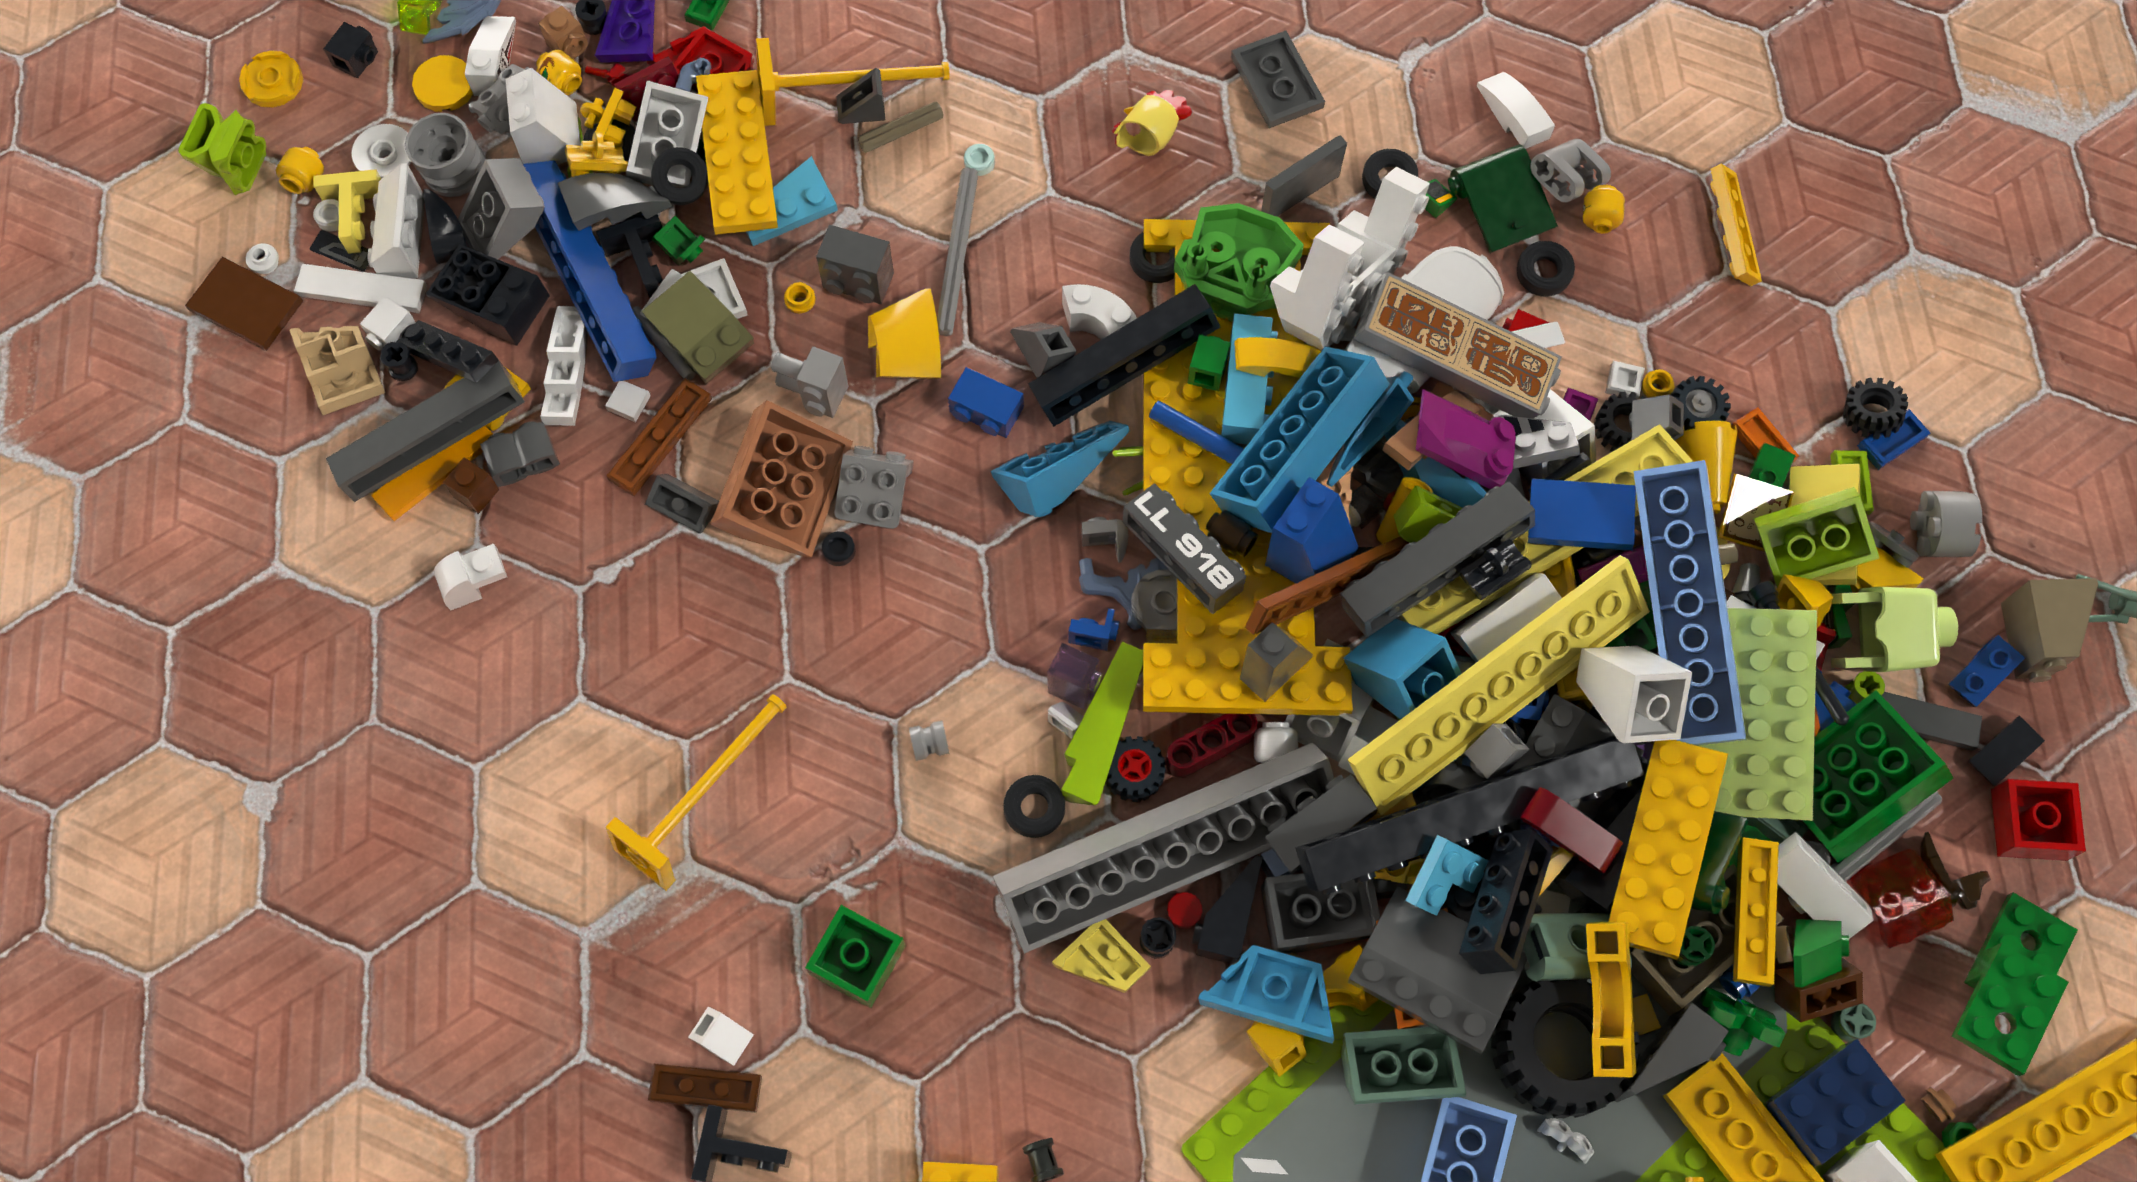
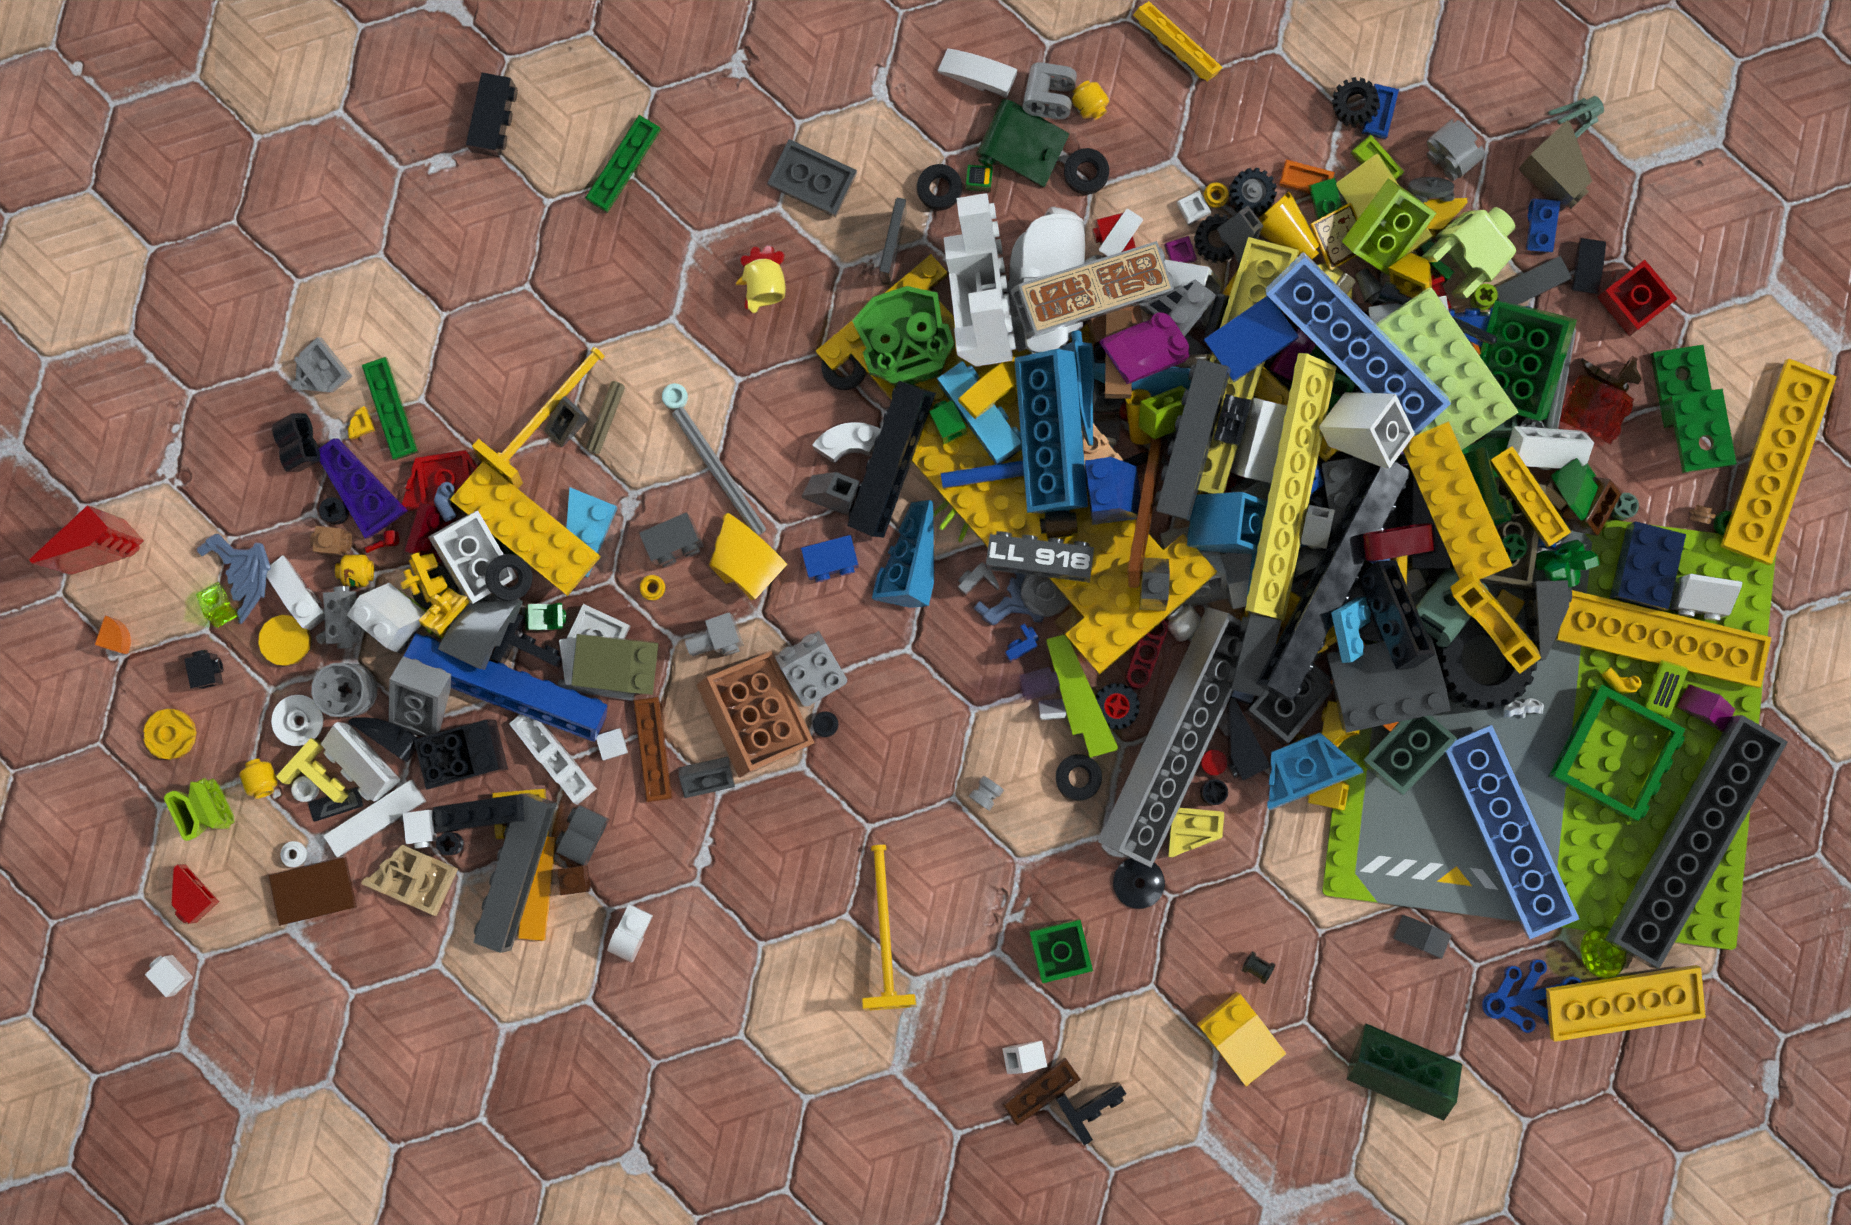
camera: 35 degrees left, 15 degrees up
(51, 266) = (168, 975): none -> white brick
(141, 216) = (190, 896): none -> red slope
(998, 983) = (1125, 887): none -> black dish

